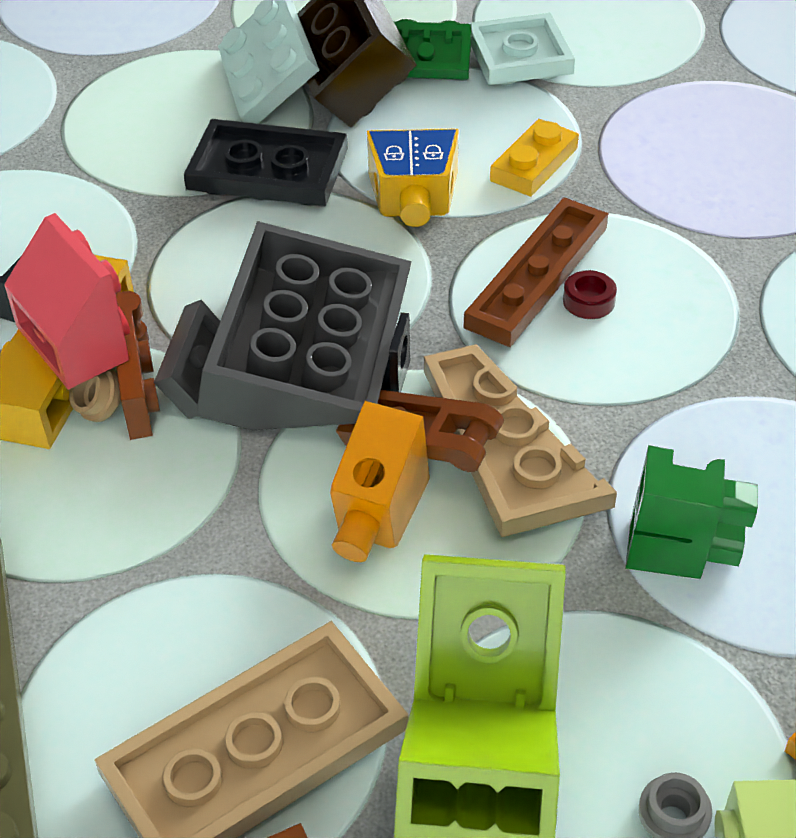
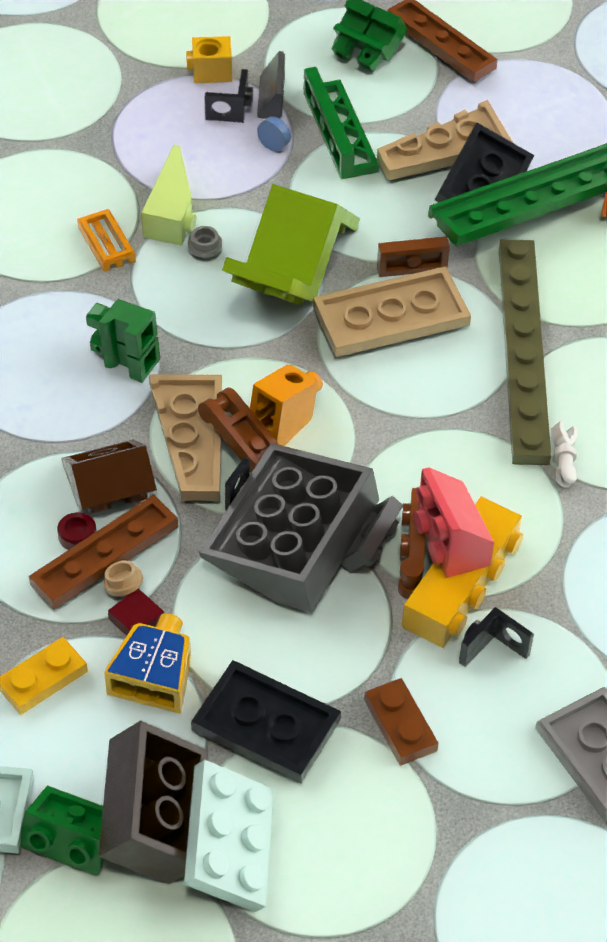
camera: 165 degrees left, 5 degrees up
(116, 203) = (401, 721): none -> dark orange plate
(463, 228) = (133, 610): none -> dark red tile
(496, 244) = (122, 578): none -> tan plate
(592, 350) = (110, 475): none -> reddish brown slope

